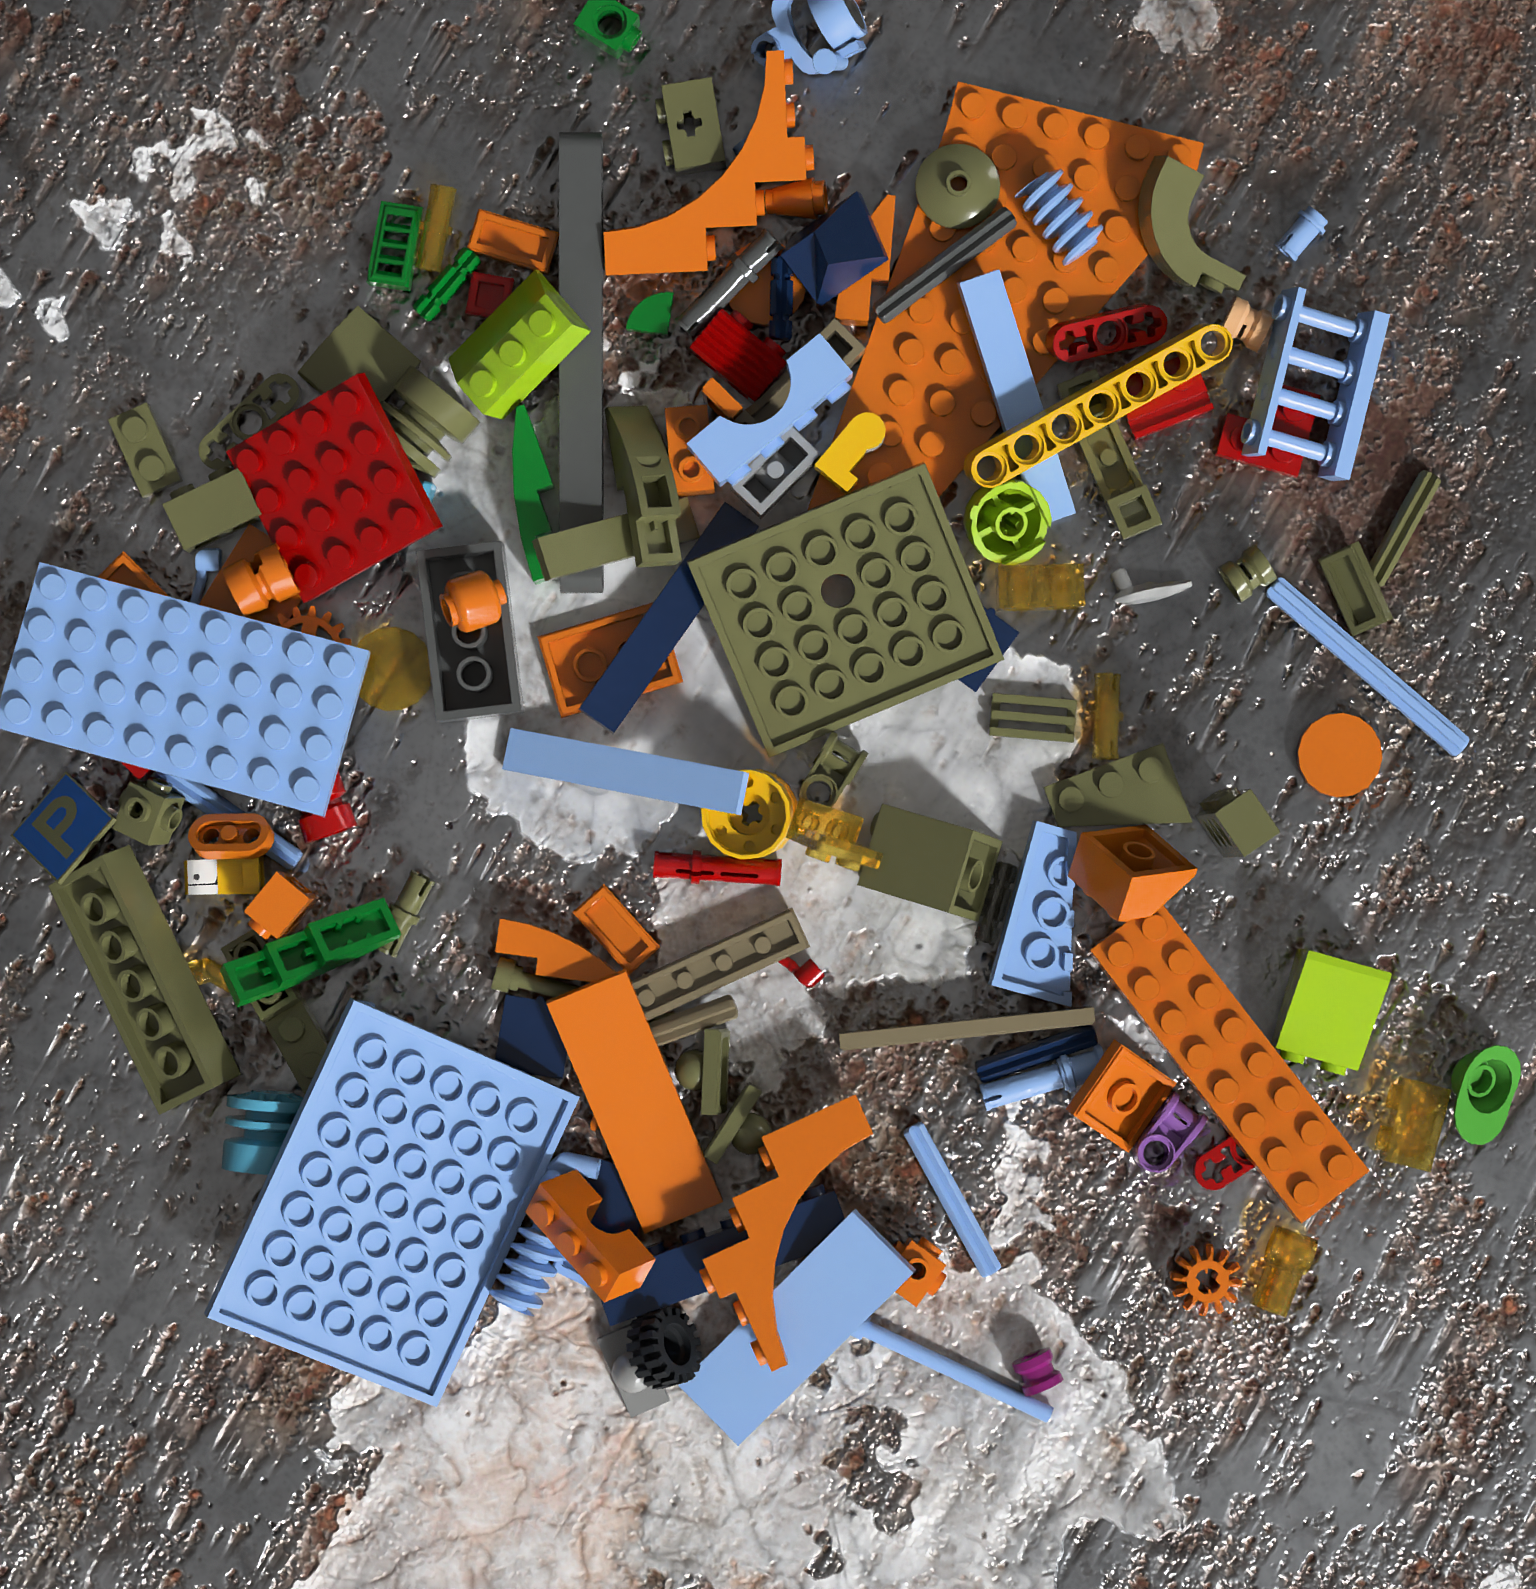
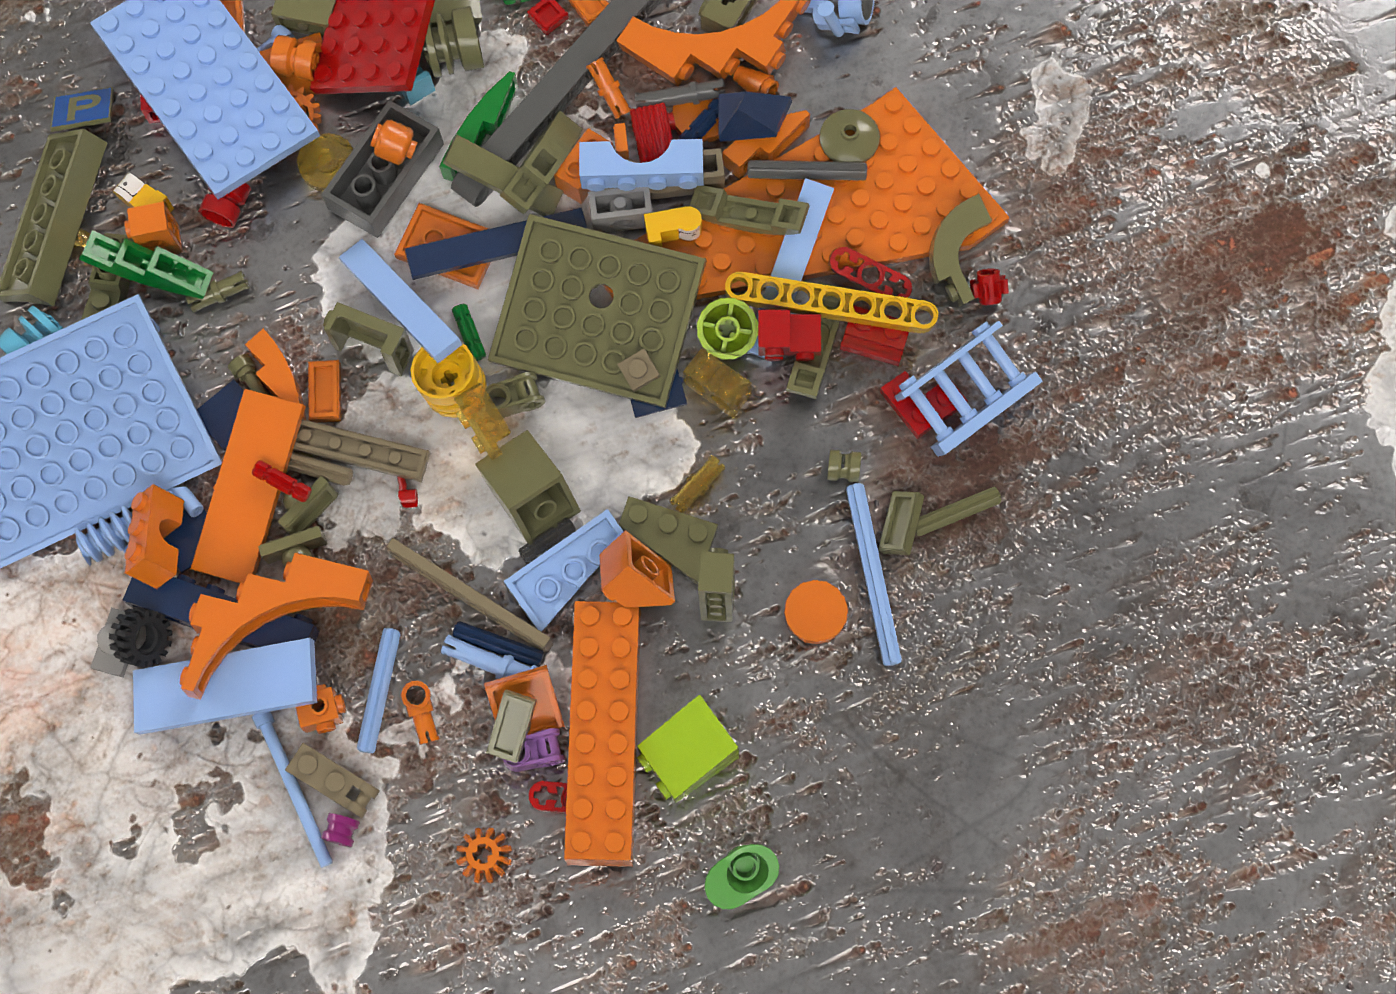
camera: 45 degrees right, 15 degrees down
(149, 811) = (132, 133): olive brick -> none
(212, 803) = (174, 174): light blue axle -> none
(234, 835) = (161, 175): orange plate -> none
(517, 347) = (536, 44): lime slope -> none
(582, 839) = (391, 339): none -> olive panel
(641, 337) = (608, 88): none -> orange pin
(652, 315) = (630, 85): green tile -> none
(673, 1070) = (281, 481): none -> red axle
(716, 868) = (397, 390): red pin -> none
(718, 740) = (468, 331): none -> green axle
(926, 367) = (749, 214): none -> olive slope
(948, 643) = (639, 370): none -> dark tan plate
(983, 1329) = (331, 779): none -> dark tan plate
(1016, 1186) = (421, 713): none -> orange pin
(1061, 215) = (893, 188): light blue piece -> none
(1068, 720) = (636, 436): olive tile -> none
(1080, 478) = (788, 335): none -> red brick
(1137, 1133) = (511, 726): none -> tile
(1144, 592) = (777, 434): light grey bar -> none
(1246, 245) = (989, 286): none -> red gear
(1248, 323) = (954, 329): light nougat wheel -> none
(1287, 1259) = (541, 884): clear yellow piece -> none
(1301, 233) = (1027, 305): light blue pin -> none
(1413, 1123) = (684, 861): clear yellow bracket -> none

